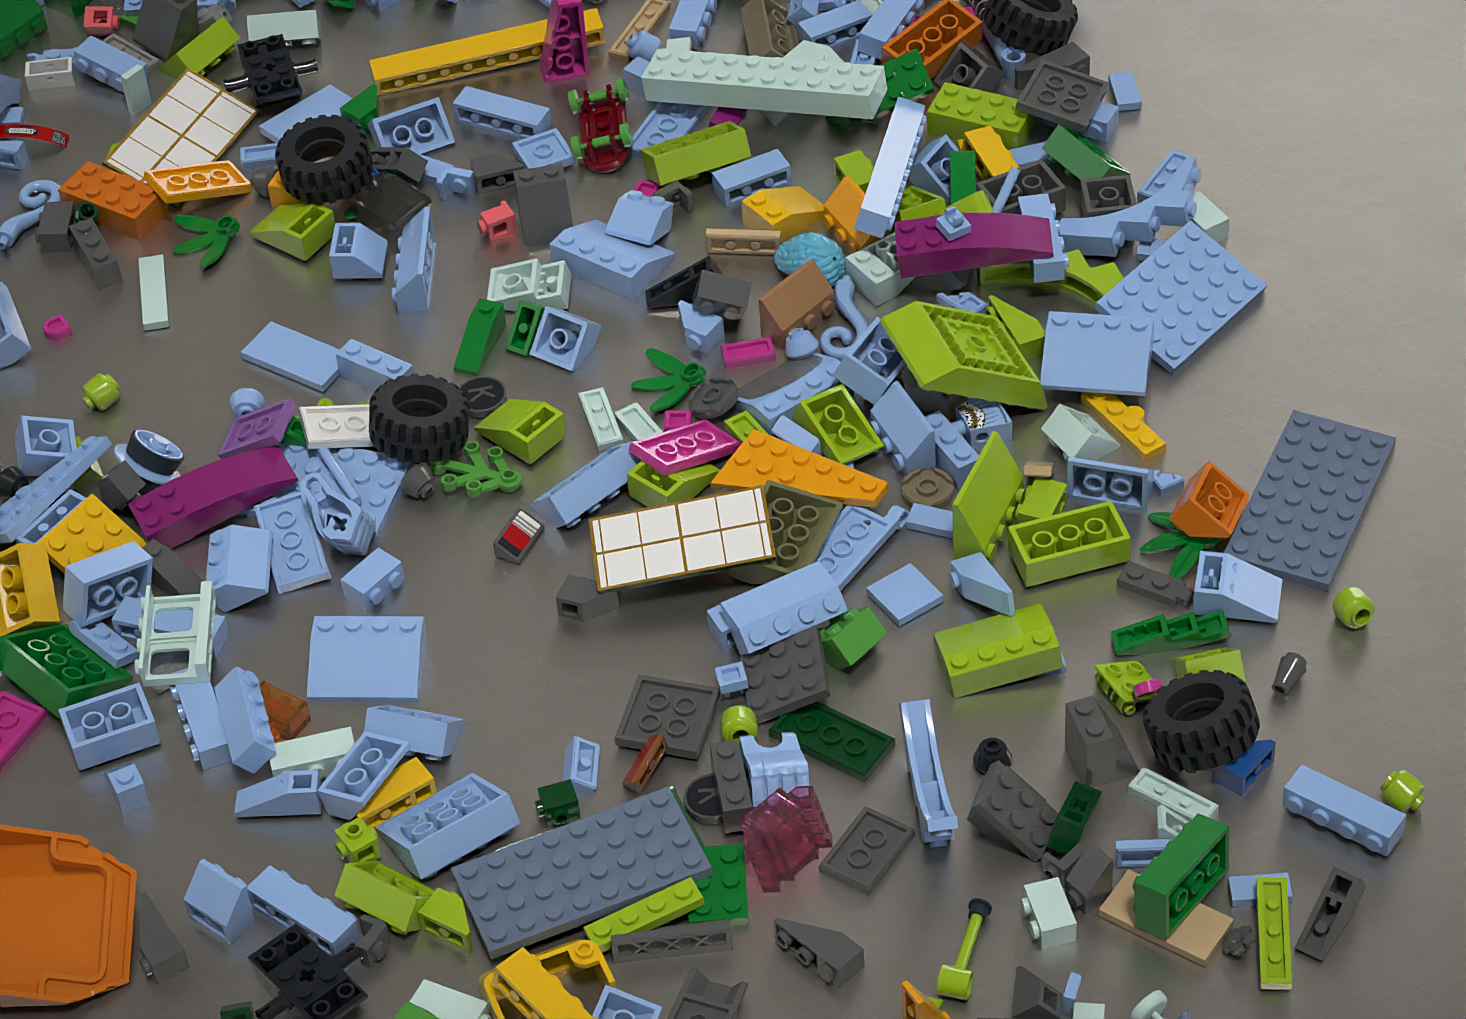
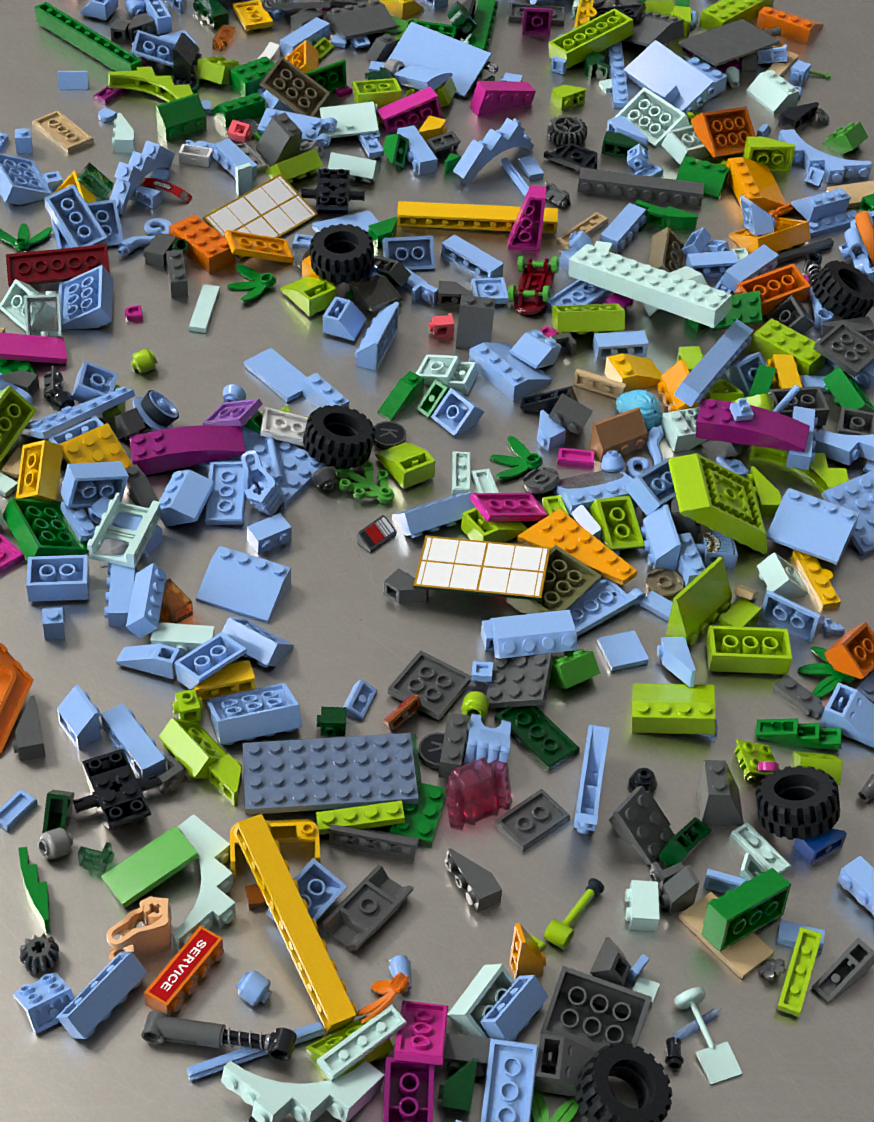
camera: 10 degrees right, 0 degrees up
(677, 419) = (511, 487): dark pink tile -> none

